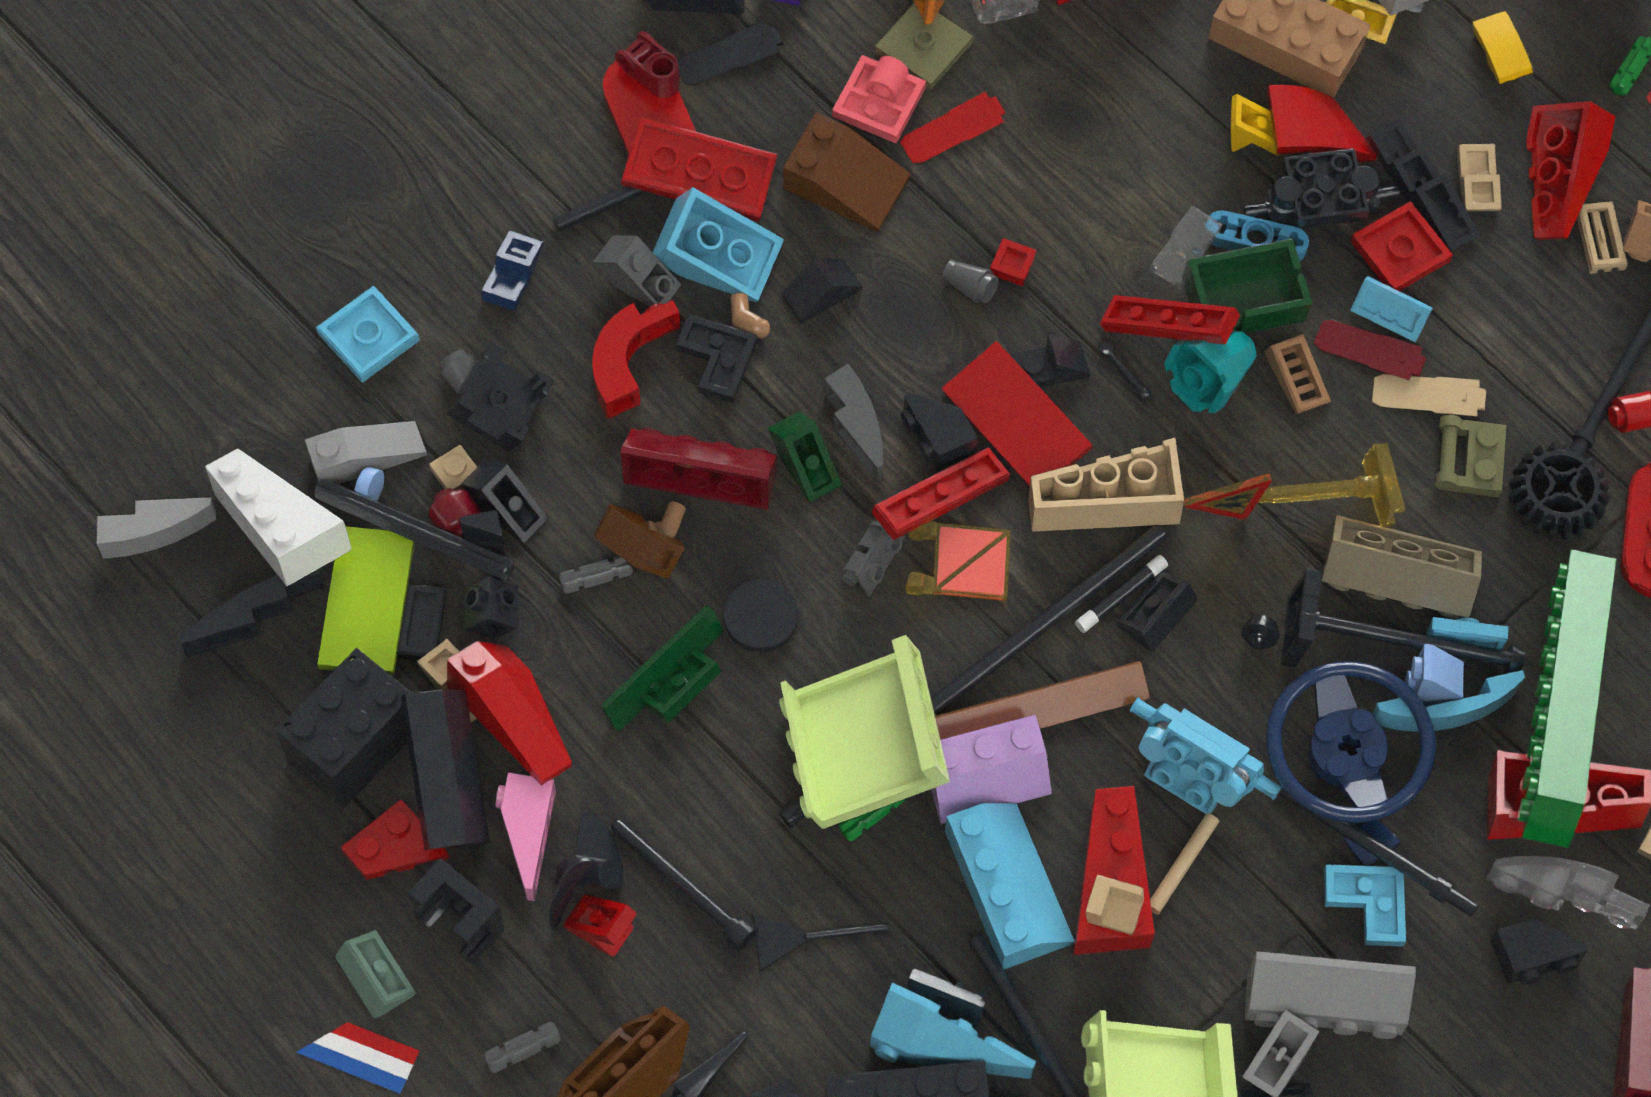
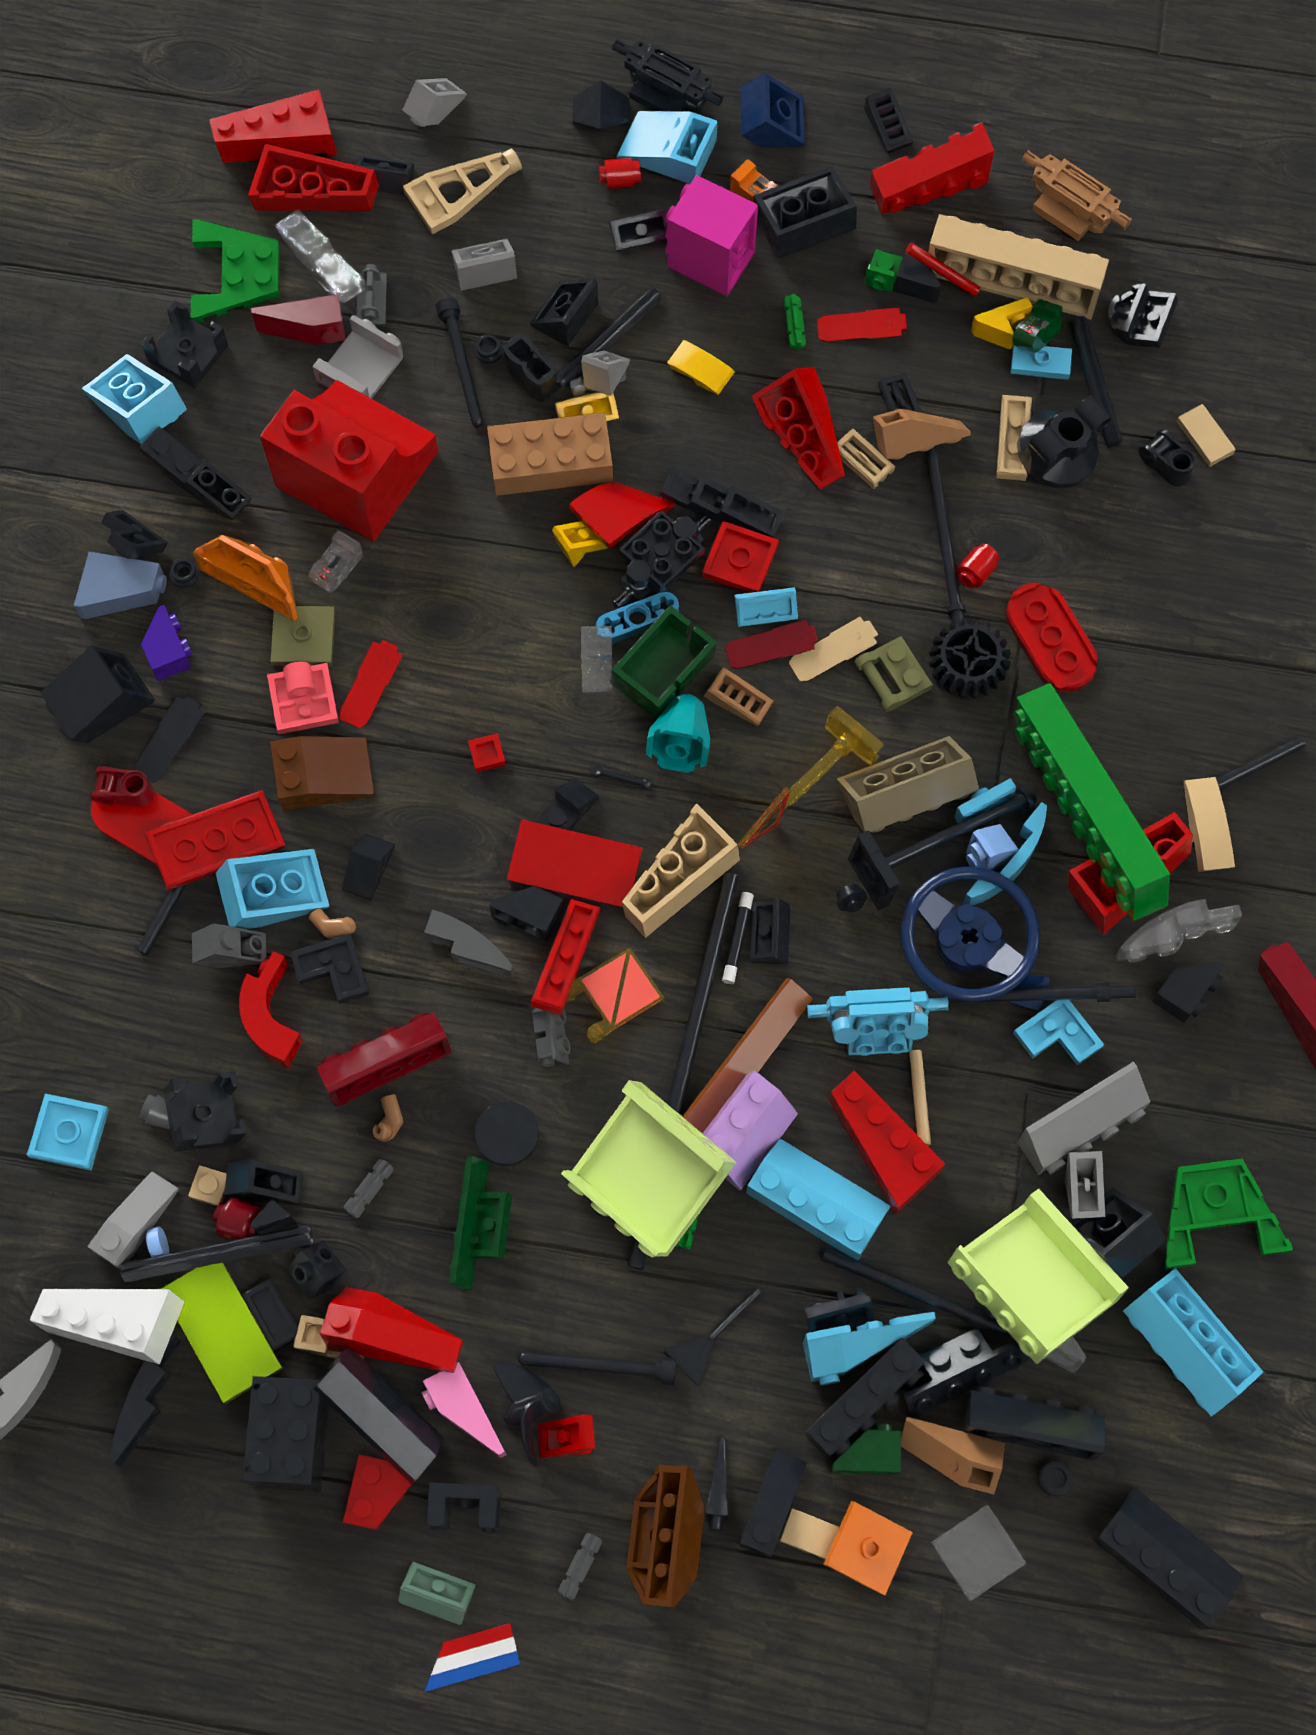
camera: 35 degrees left, 5 degrees up
(512, 270) = (136, 1009): dark blue slope -> none
(634, 542) = (377, 1147): reddish brown slope -> none
(805, 455) = (450, 996): dark green slope -> none
(971, 280) = (468, 786): dark grey cone -> none
(1115, 905) = (909, 1165): tan panel -> none
(1170, 319) = (629, 720): red tile -> none
(1478, 177) = (752, 472): tan slope -> none

